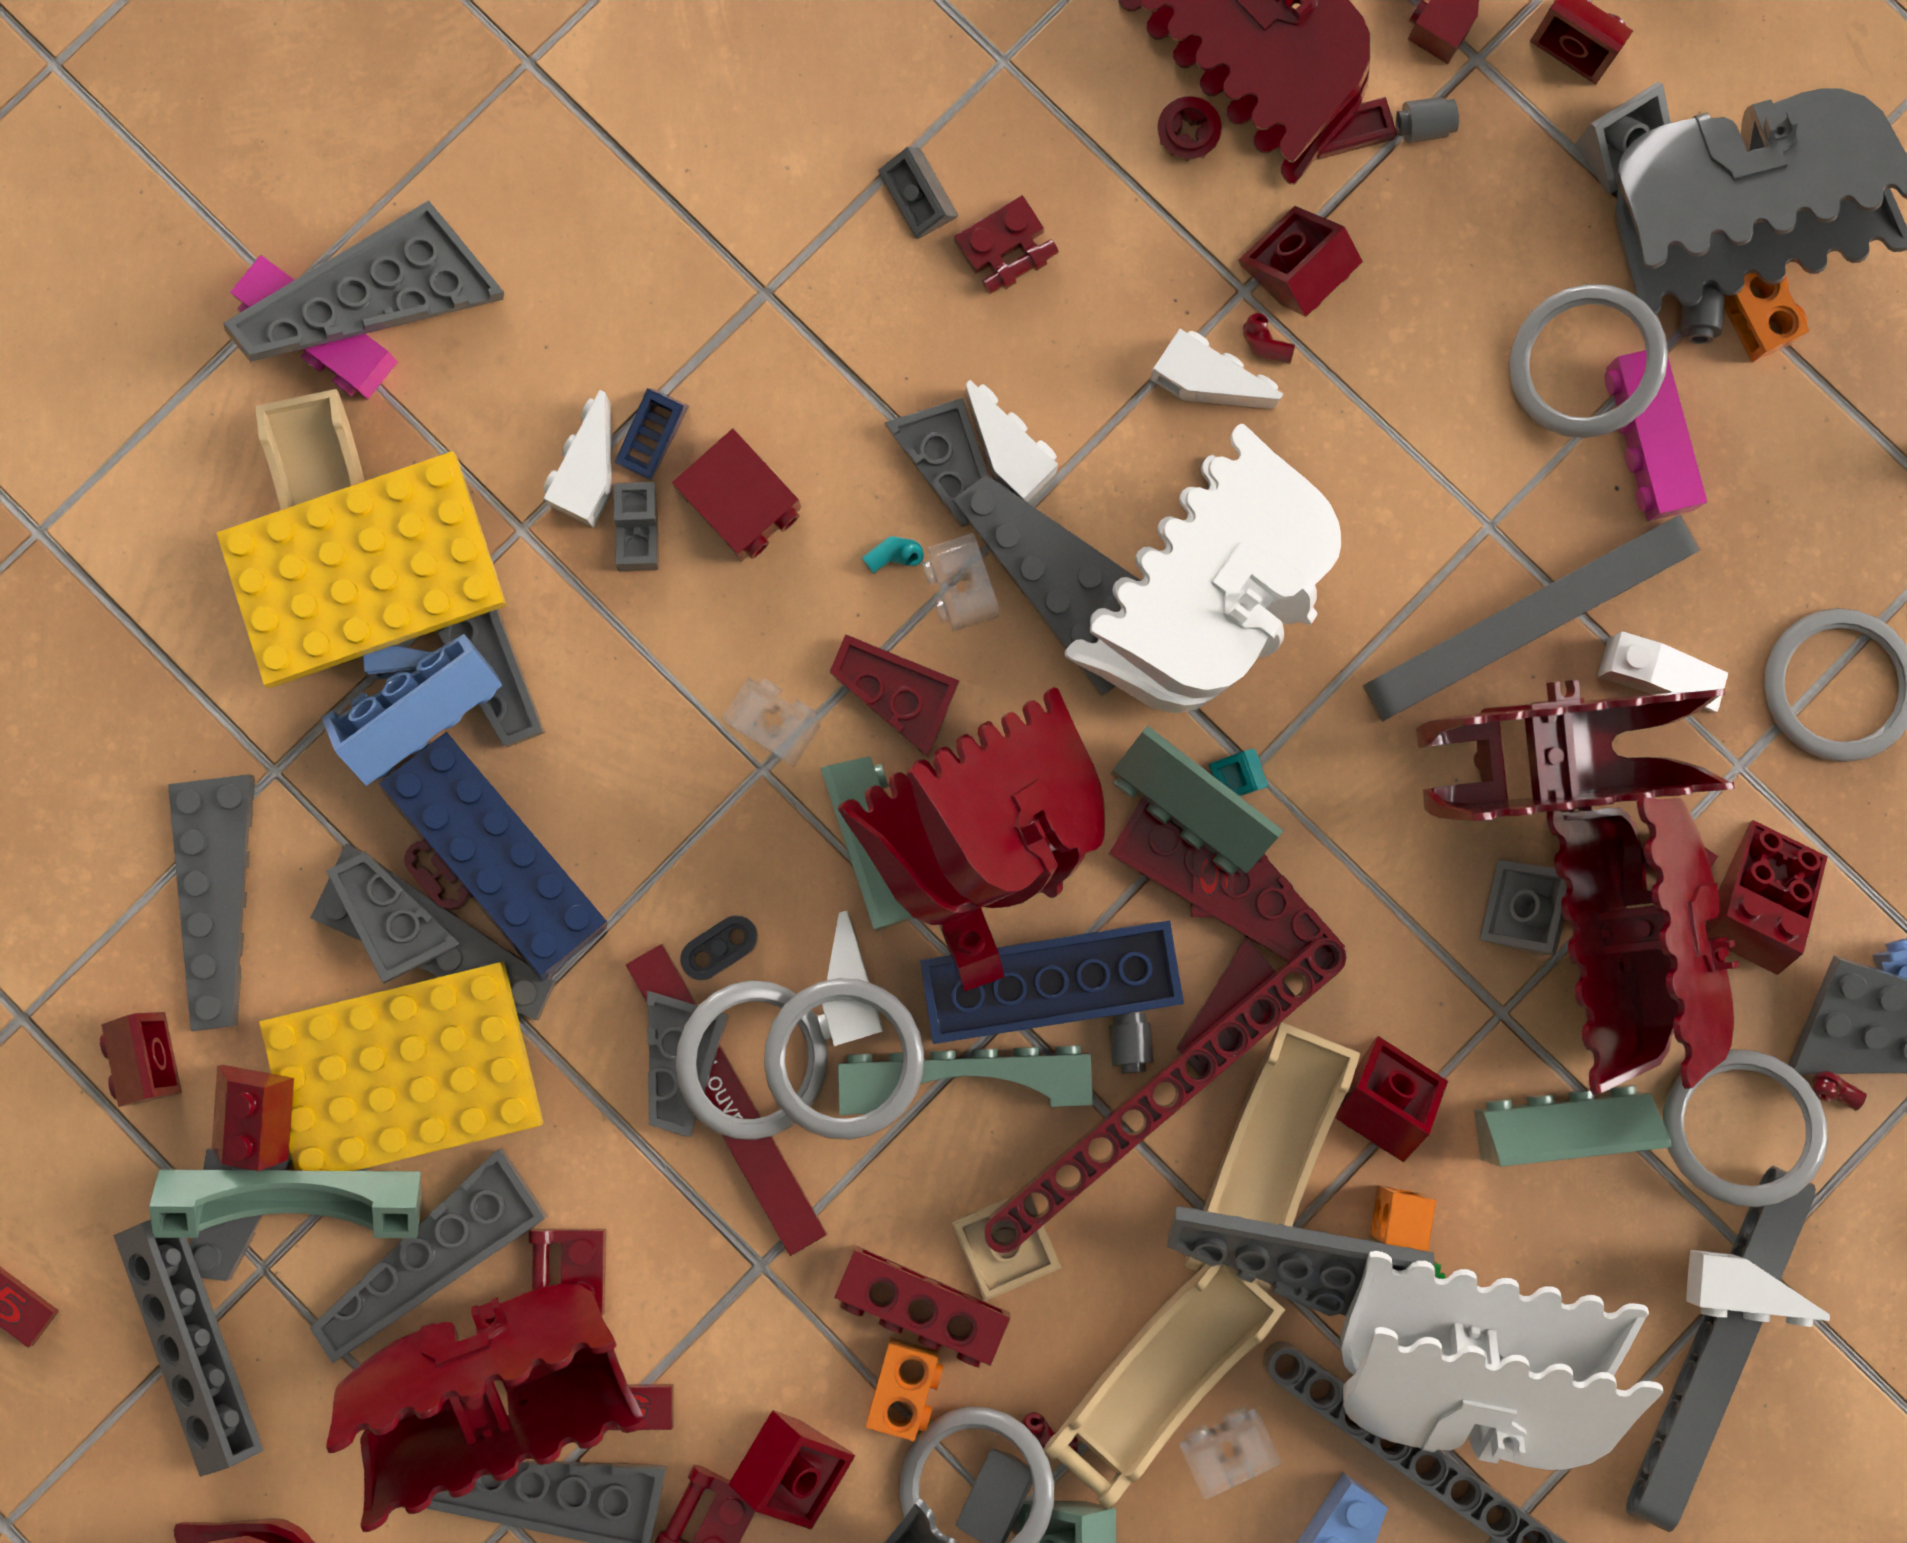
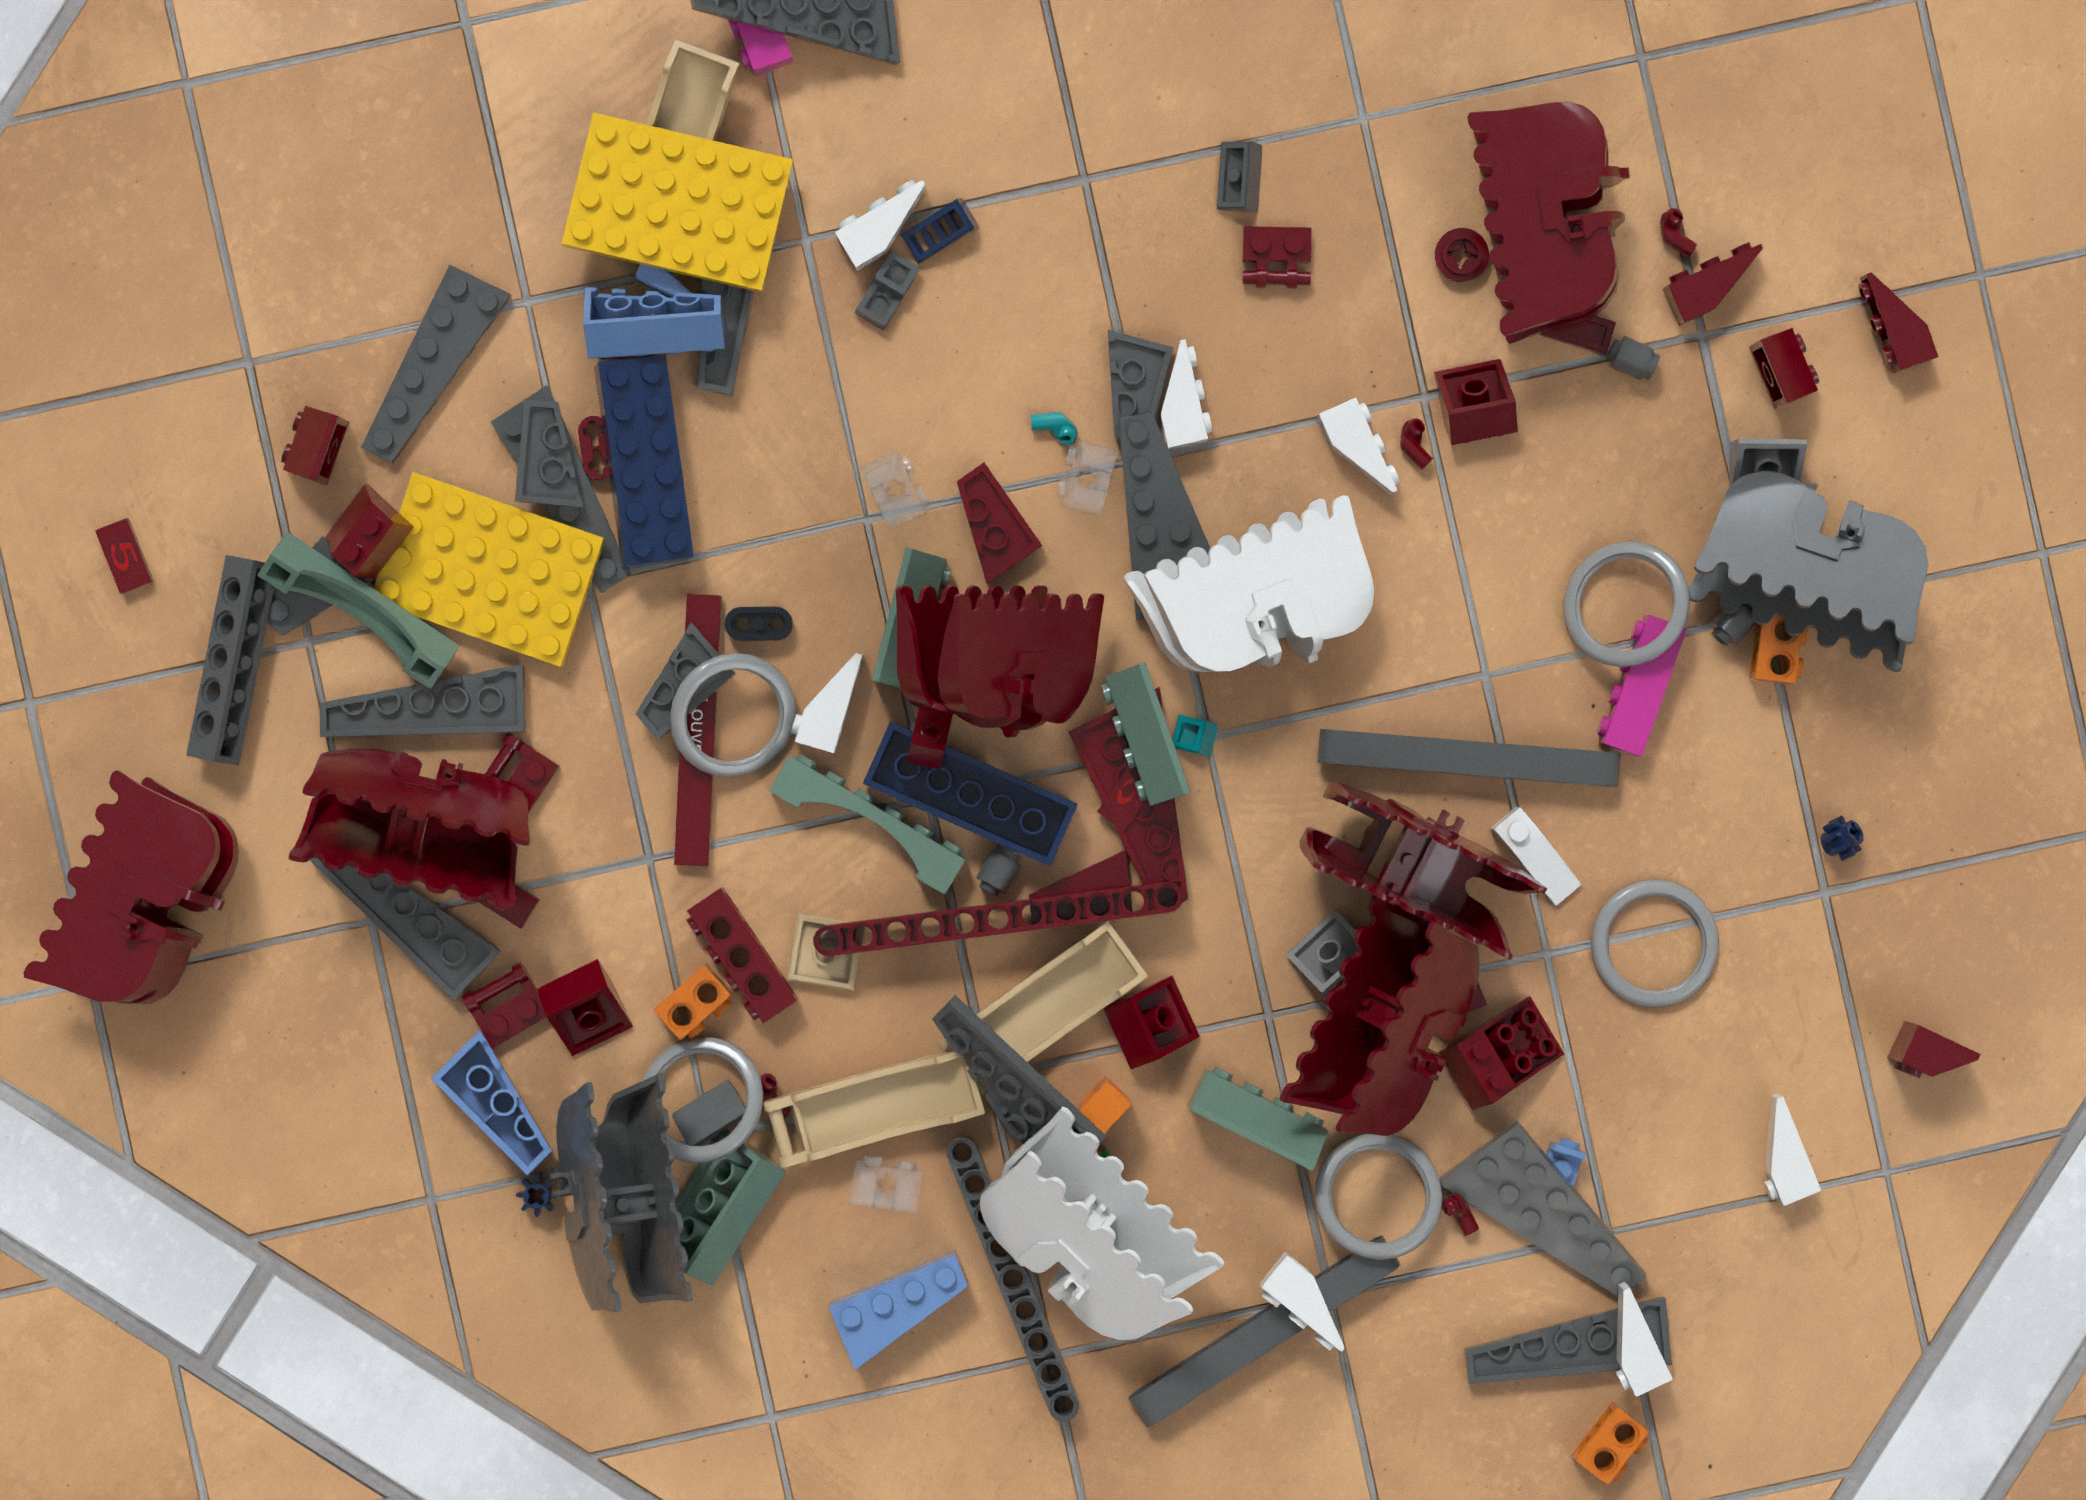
camera: 25 degrees right, 5 degrees up
(738, 495) = (972, 316): dark red panel -> none
(776, 1050) = (741, 764): light grey wedge -> none

